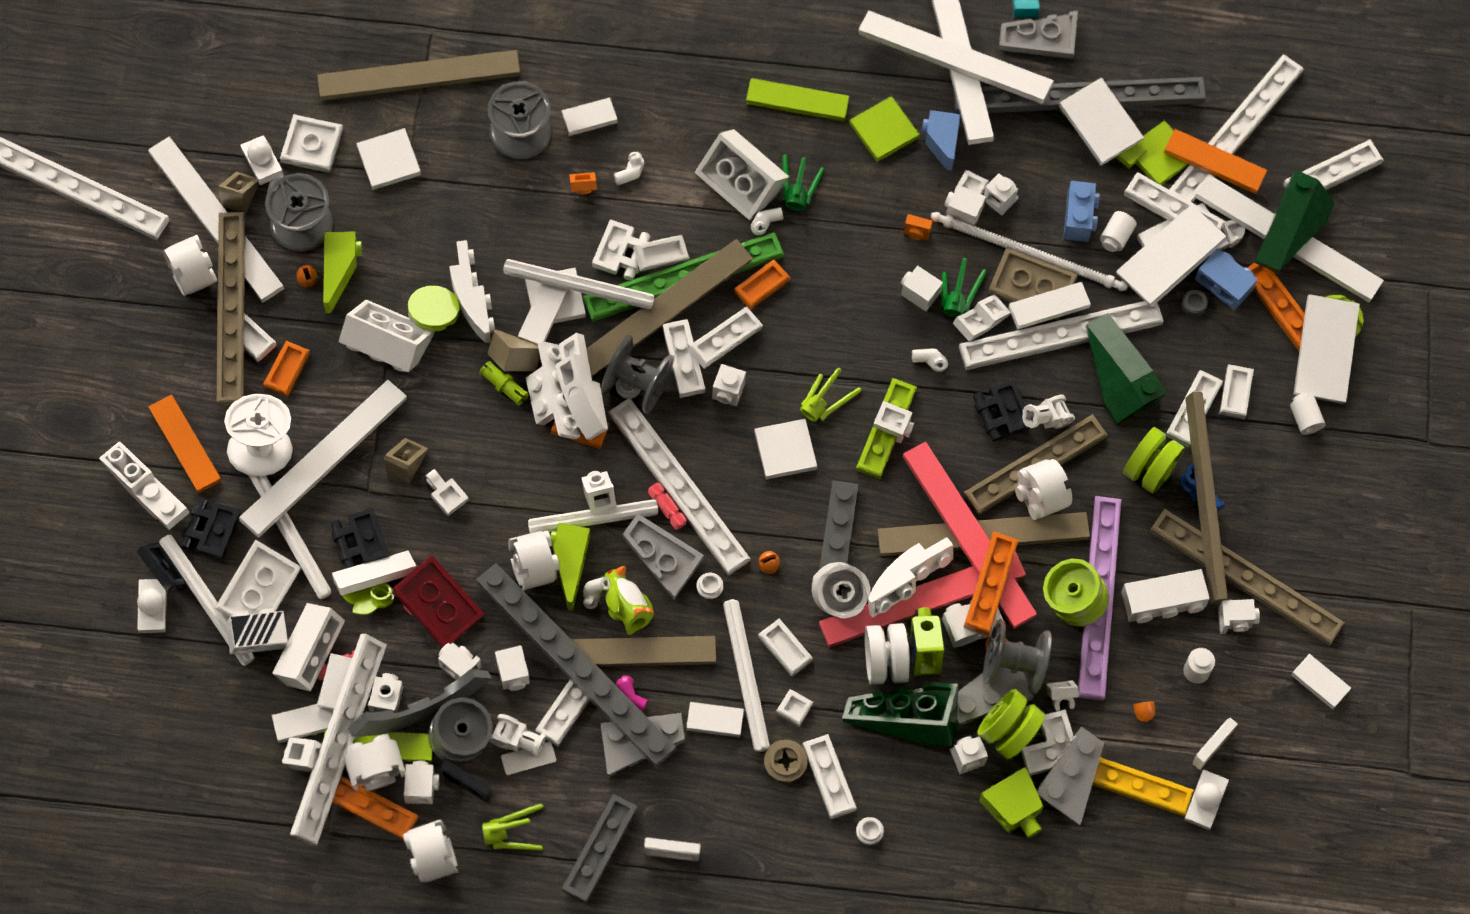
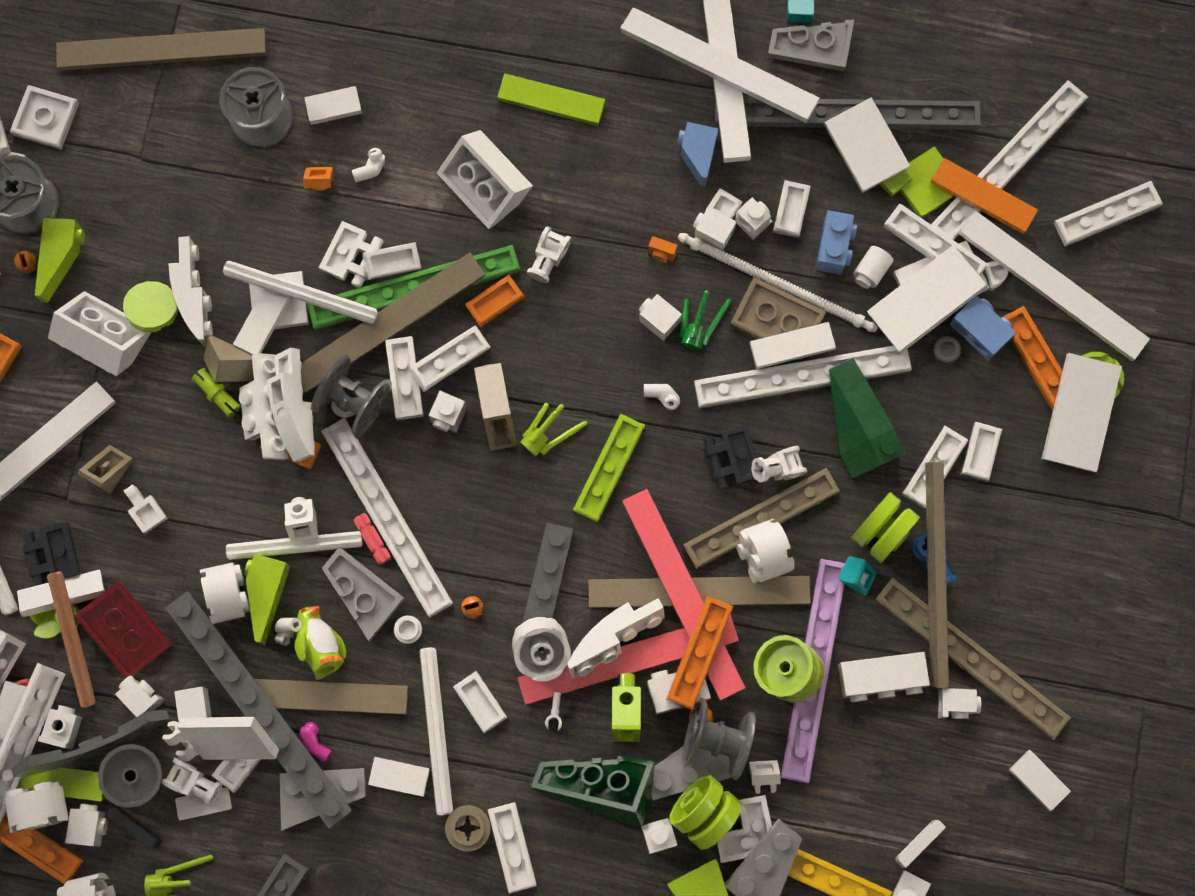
camera: 10 degrees right, 10 degrees up
(388, 159) = (121, 139): white tile -> none
(390, 612) = (71, 639): none -> nougat axle
(546, 688) = (221, 738): none -> white tile
(764, 218) = (502, 230): white arm -> none
(774, 378) = (495, 406): none -> slope
(785, 449) = (501, 484): white tile -> none
(794, 707) = (483, 769): white tile -> none
(797, 197) = (539, 207): green plant -> none
(810, 236) = (549, 252): none -> white connector
(858, 650) = (555, 710): none -> white hand
(884, 129) = (638, 137): lime tile -> none
(889, 653) = (582, 723): white wheel -> none
(894, 421) = (616, 463): white bracket -> none
(981, 318) = (720, 353): white slope -> none
(1035, 185) = (791, 209): none -> white tile
(1132, 508) = (857, 575): none -> teal slope
(1145, 711) = (849, 800): orange hinge -> none
(1199, 665) = (911, 756): white brick -> none
(1297, 219) = (1064, 267): dark green wedge -> none
(1307, 414) = (1054, 483): white brick -> none

